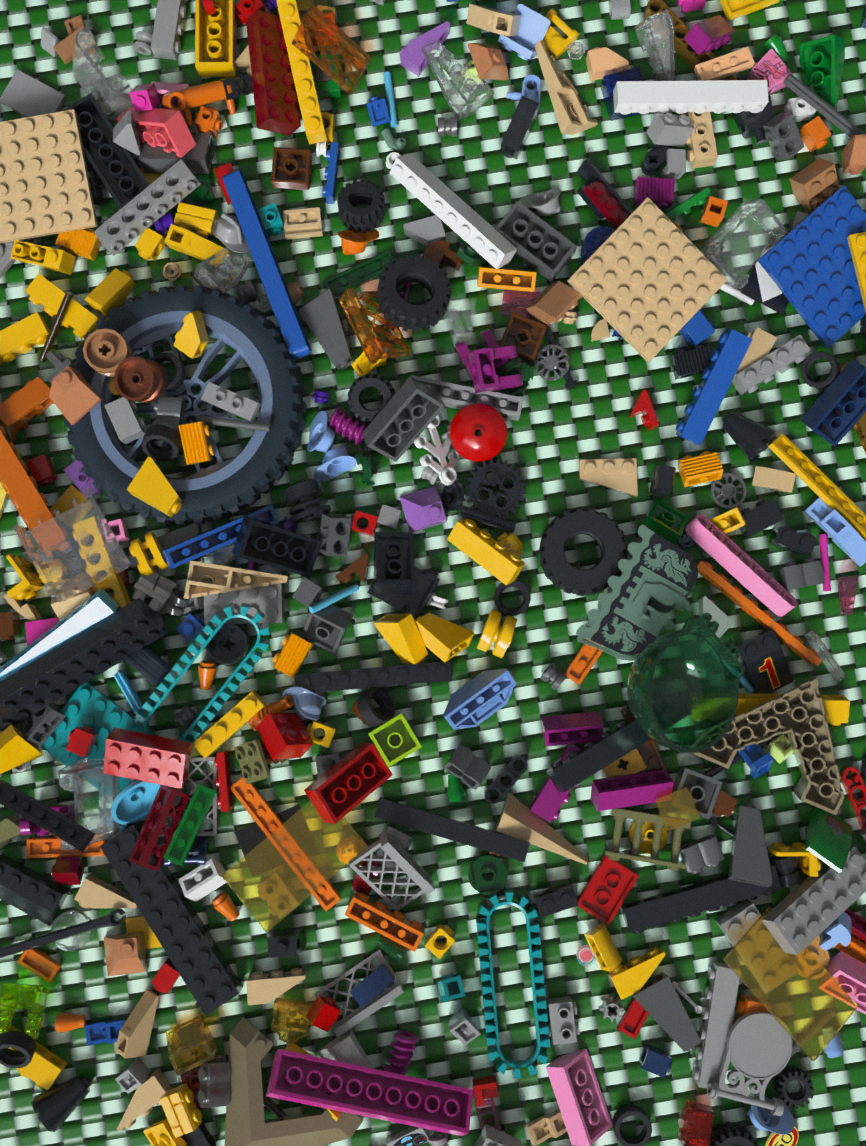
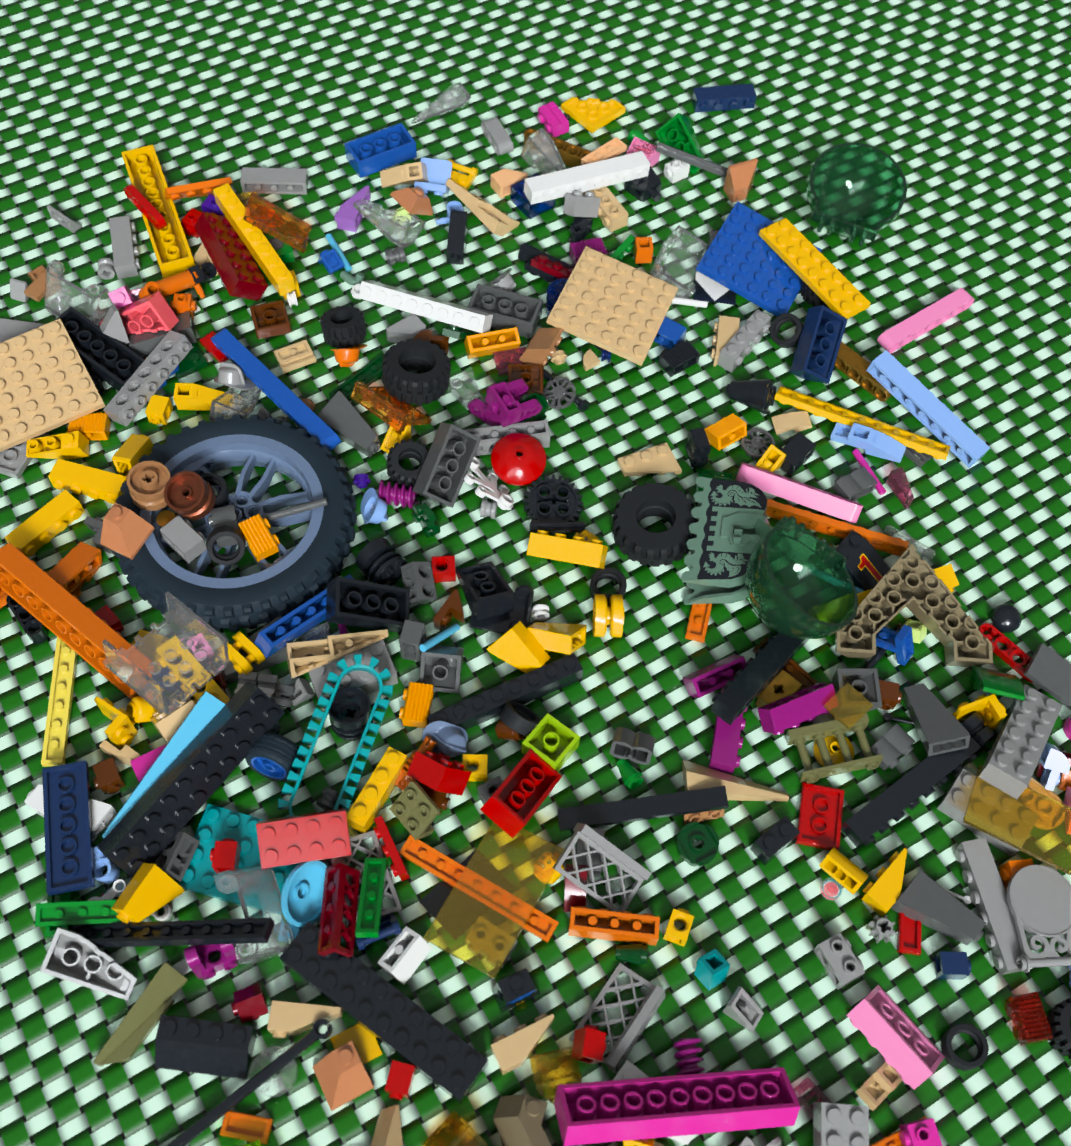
camera: 25 degrees left, 25 degrees down
(51, 848) = (222, 989): orange tile -> none
(56, 325) = (87, 495): dark brown bar -> none
(79, 478) = (145, 615): medium lavender plate -> none
(129, 692) = (261, 800): medium azure axle -> none
(154, 489) = (233, 584): yellow slope -> none
(163, 223) = (167, 389): dark purple wheel -> none
(167, 271) = (183, 422): tan plate -> none
(191, 627) = (303, 714): blue bracket -> none
(192, 336) = (226, 452): yellow slope -> none
(196, 219) = (199, 375): yellow brick -> none
(206, 674) = (336, 752): orange cone -> none
(225, 905) = (438, 978): orange cone -> none
(230, 401) = (280, 495): light grey plate -> none
(271, 220) = (268, 358): teal brick -> none
(331, 173) = (306, 313): blue plate -> none
(335, 463) = (398, 526): light blue piece -> none
(371, 986) = (627, 998): dark blue slope -> none
(389, 516) = (463, 557): light grey slope -> none
(423, 509) = (494, 541): medium lavender slope -> none
(449, 501) = (513, 514): black gear -> none
(479, 698) = (618, 679): medium blue wedge -> none
(484, 1088) = (796, 1068): red panel -> none
(502, 788) = (676, 737): black beam -> none
(536, 977) = (798, 941): teal piece -> none
(553, 676) = (677, 639): dark grey wheel -> none
(576, 50) = (480, 184): clear plate -> none
(644, 407) = (657, 403): red slope -> none
(675, 164) = (596, 227): light grey panel -> none
(709, 34) = (582, 139): magenta brick -> none
(713, 386) = (705, 366): blue brick -> none
(783, 136) = (673, 187): dark grey brick -> none
(796, 542) = (832, 460): black brick -> none
(814, 184) = (713, 211): medium nougat slope -> none
(815, 134) = (696, 182): orange brick -> none

